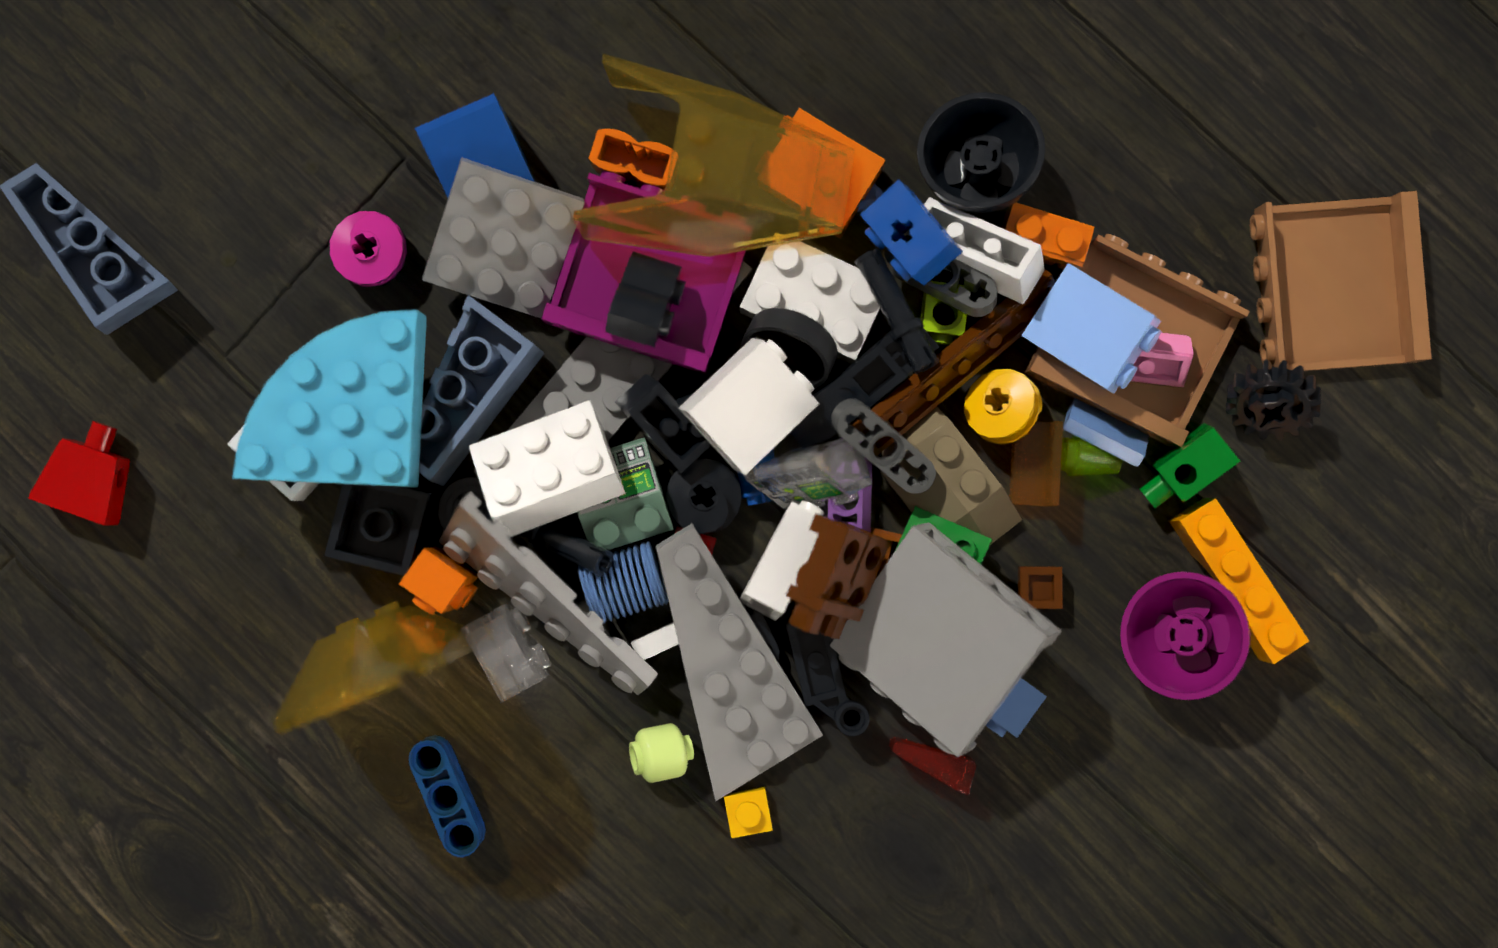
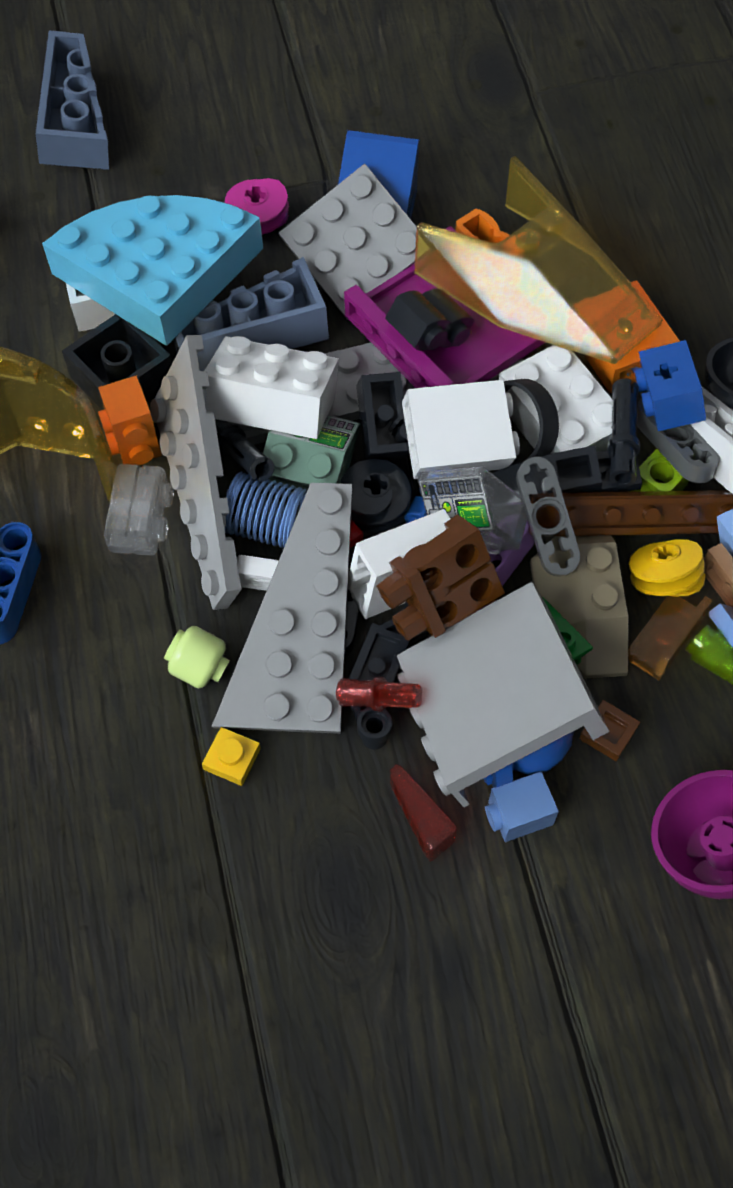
camera: 40 degrees right, 25 degrees down
(843, 698) = (378, 694): none -> clear red axle

